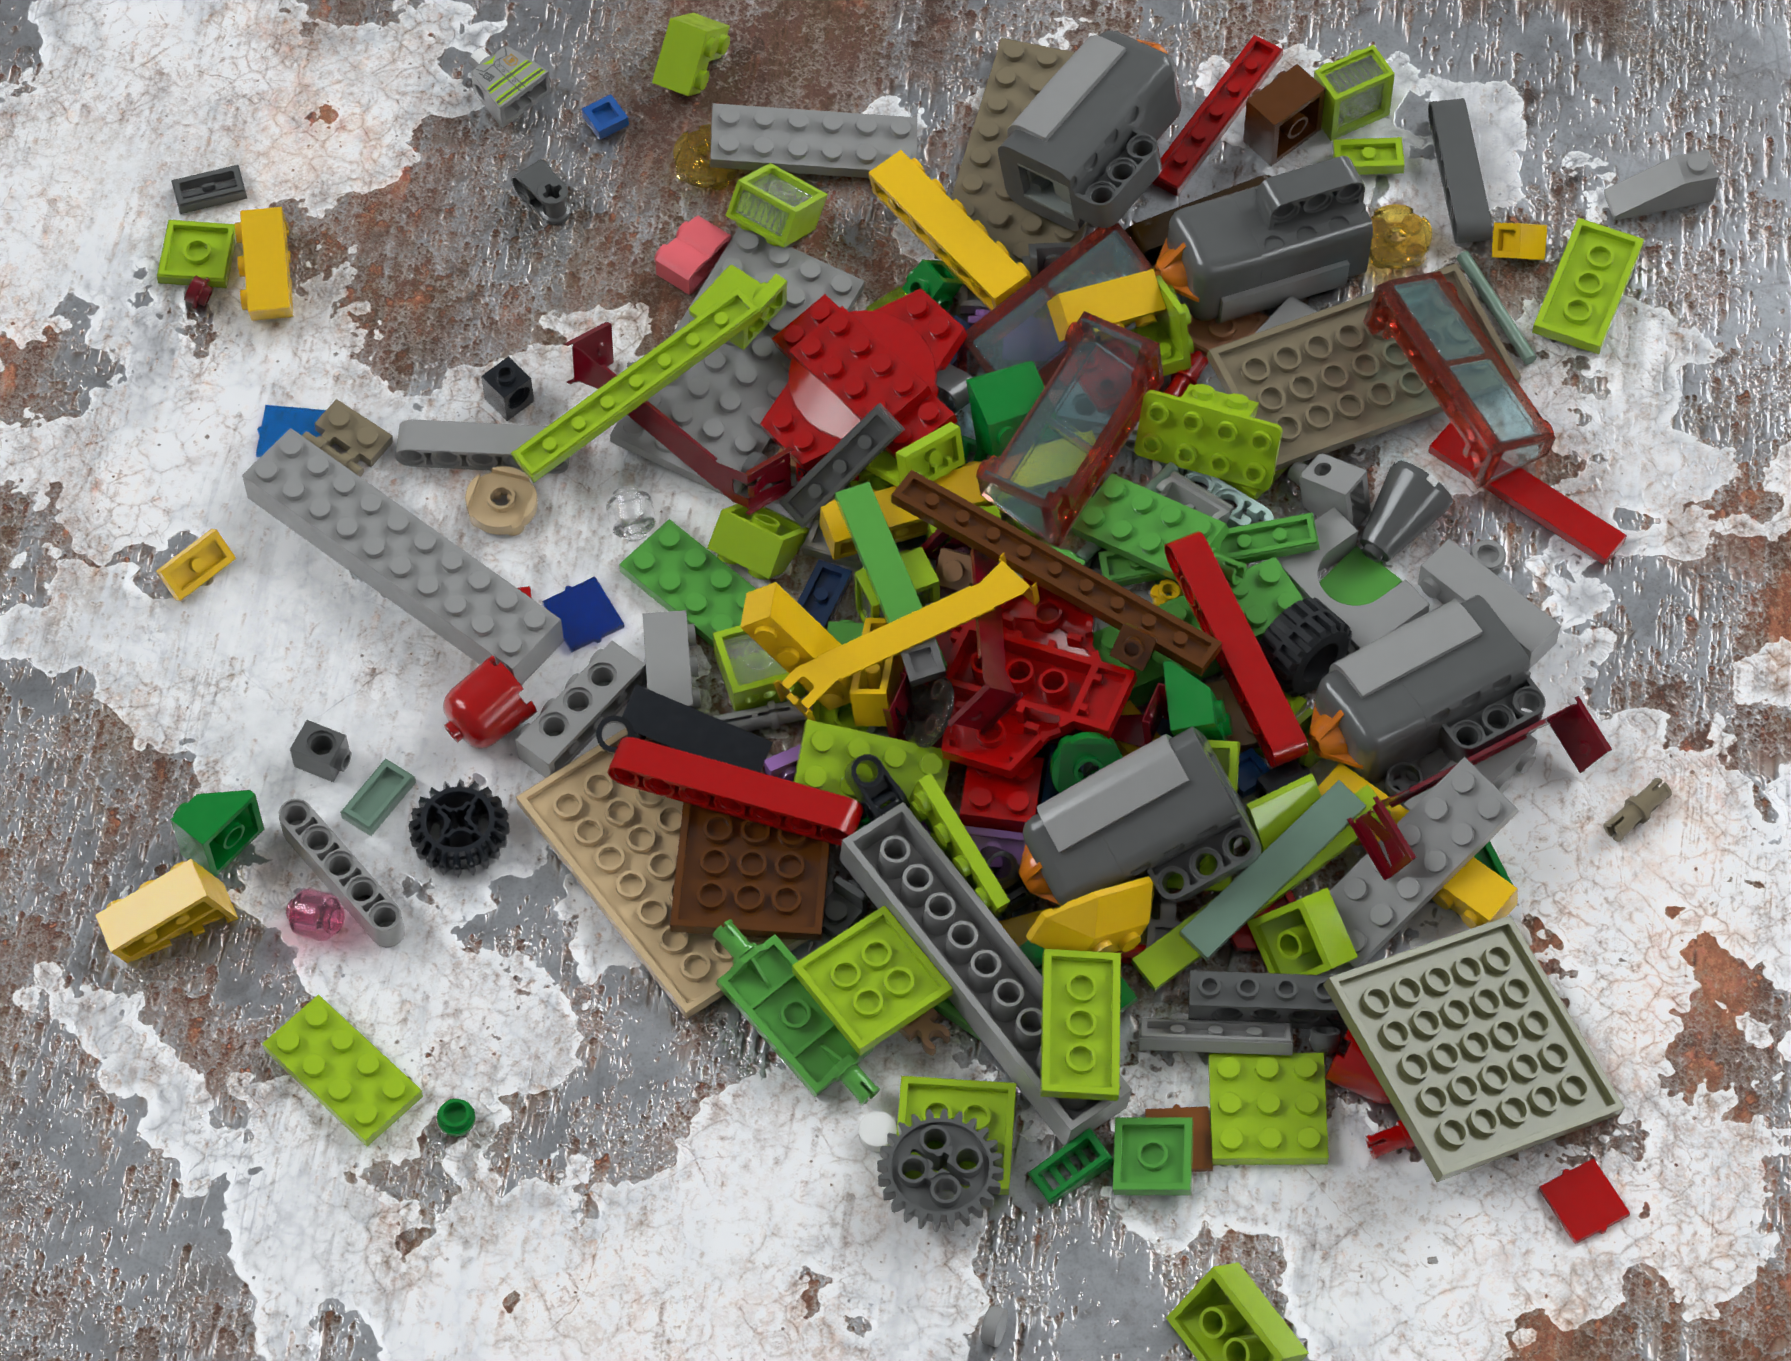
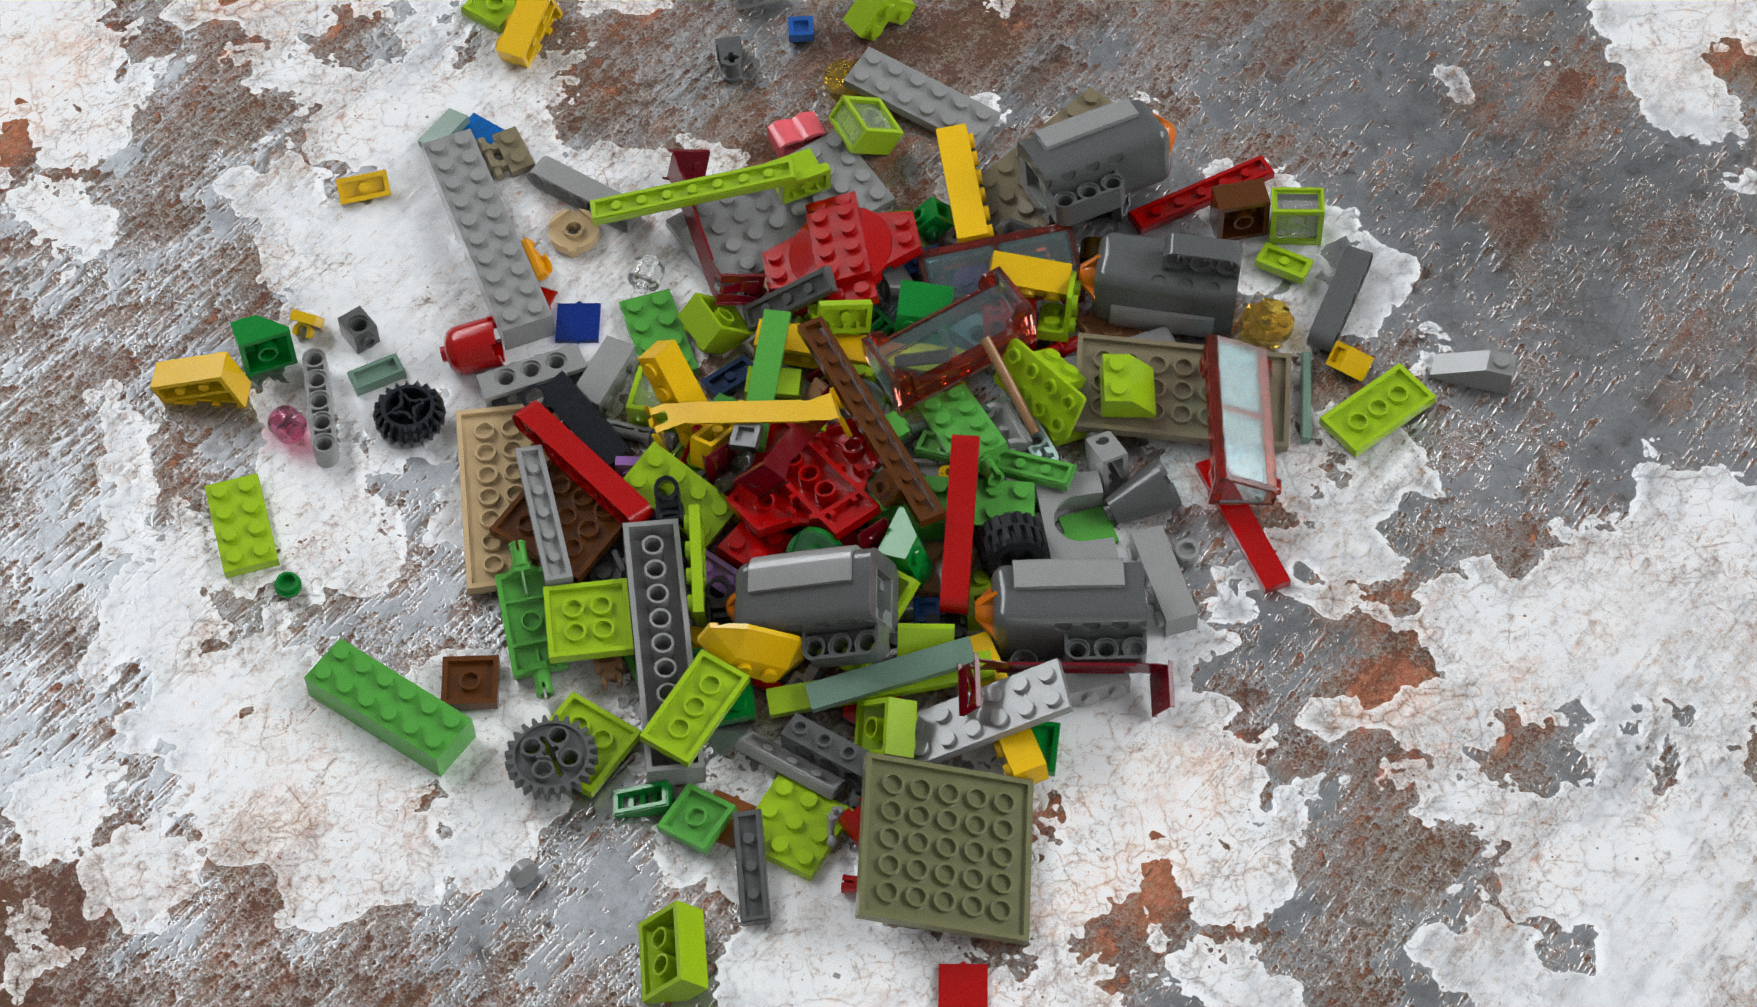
camera: 30 degrees right, 5 degrees down
(199, 292) = (479, 27): dark red plate -> none
(245, 770) = (306, 320): none -> yellow tile
(246, 443) = (447, 124): none -> tile
(486, 556) = (540, 264): none -> light orange tile
(507, 388) = (623, 165): black brick -> none
(694, 1206) = (390, 707): none -> bright green brick
(732, 876) = (544, 515): none -> light grey plate
(768, 1126) = (471, 682): none -> reddish brown plate
(843, 701) = (685, 455): none -> red hinge
(1061, 465) = (923, 358): none -> dark grey tile
(1173, 451) = (1010, 385): none -> medium nougat bar
(1257, 1182) = (751, 867): none -> dark grey tile
(1306, 392) = (1126, 387): none -> lime slope
(1317, 1074) = (833, 817): none -> light grey piece
(1637, 809) = (1174, 757): dark tan pin -> none

